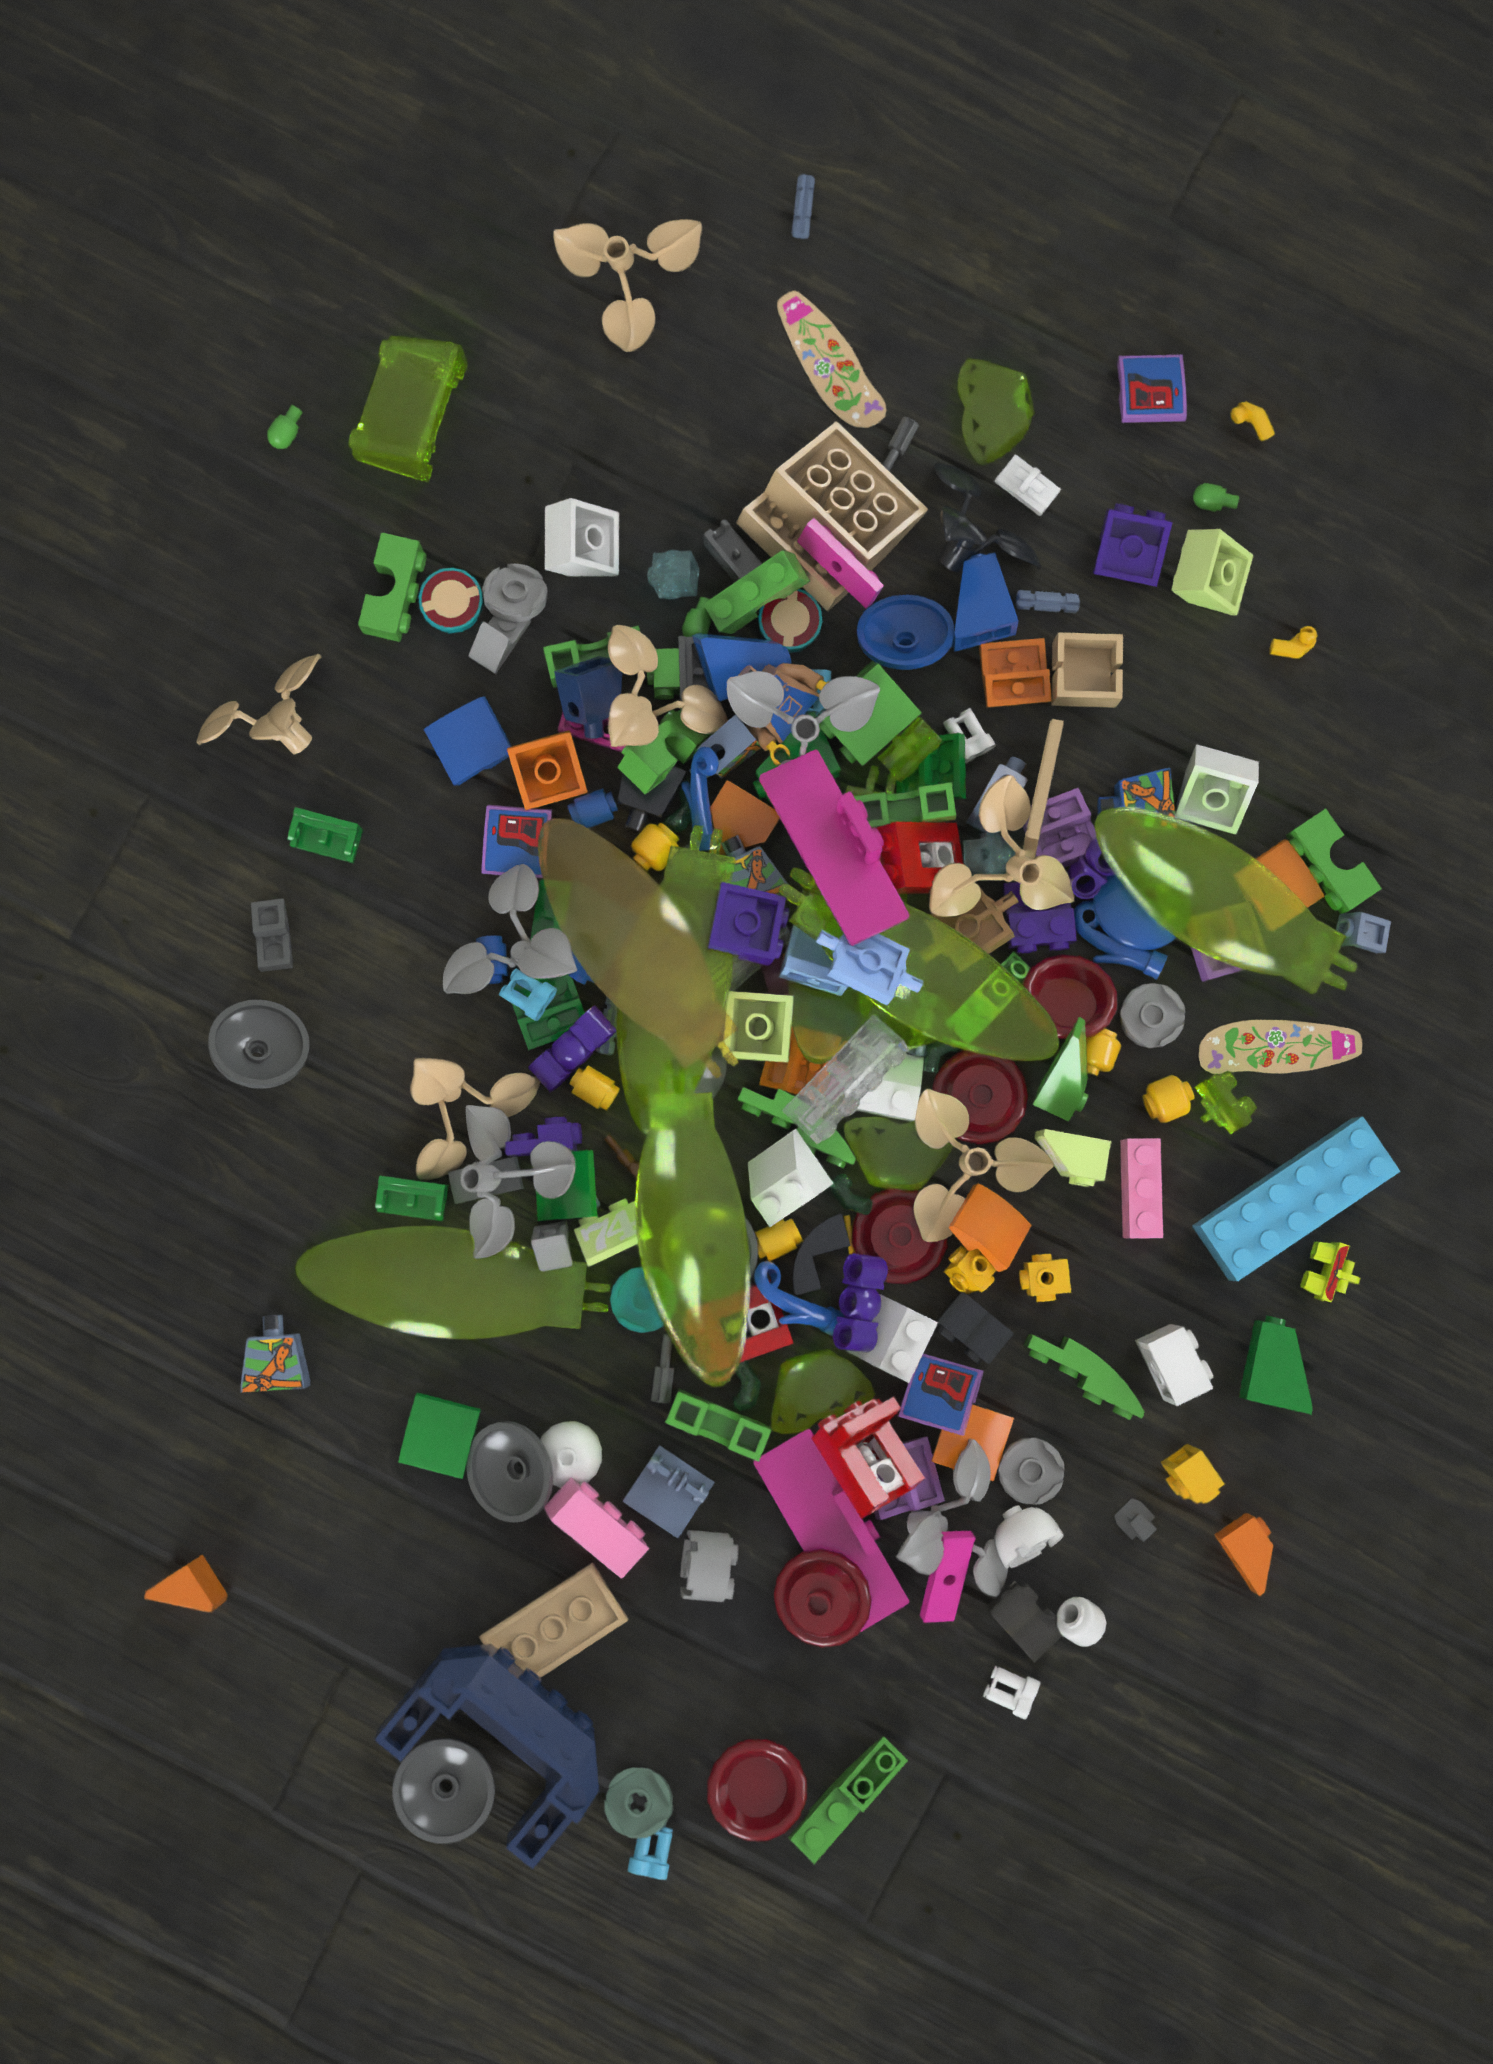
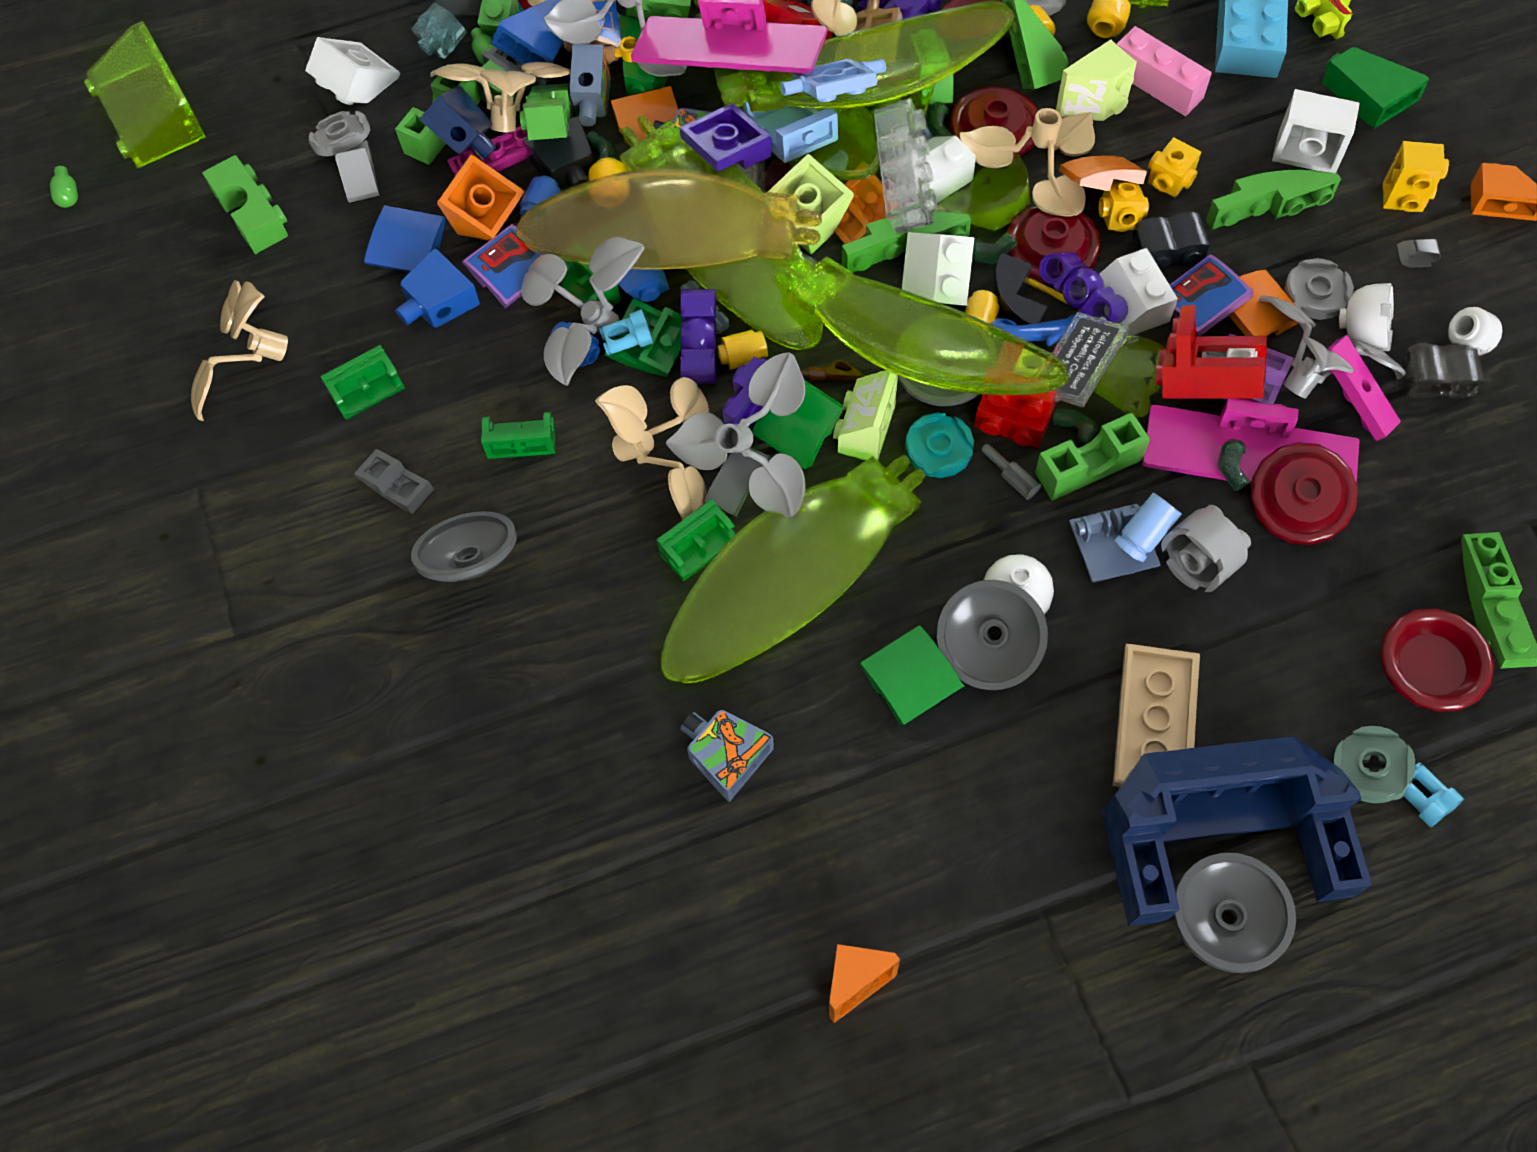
camera: 35 degrees left, 20 degrees down
(384, 989) = (518, 438): none -> green hinge
(443, 811) = (436, 292): none -> blue torso
(451, 600) = (298, 179): tile -> none
(551, 1246) = (837, 459): light grey slope -> none
(597, 1526) = (1099, 603): bright pink brick -> none
(686, 1514) = (1147, 527): none -> light blue piece
(703, 763) = (605, 125): blue plant -> none
(789, 1355) = (1087, 352): none -> piece
(800, 1526) = (1229, 462): none -> clear green arm
(1024, 1695) = (1506, 418): white piece -> none

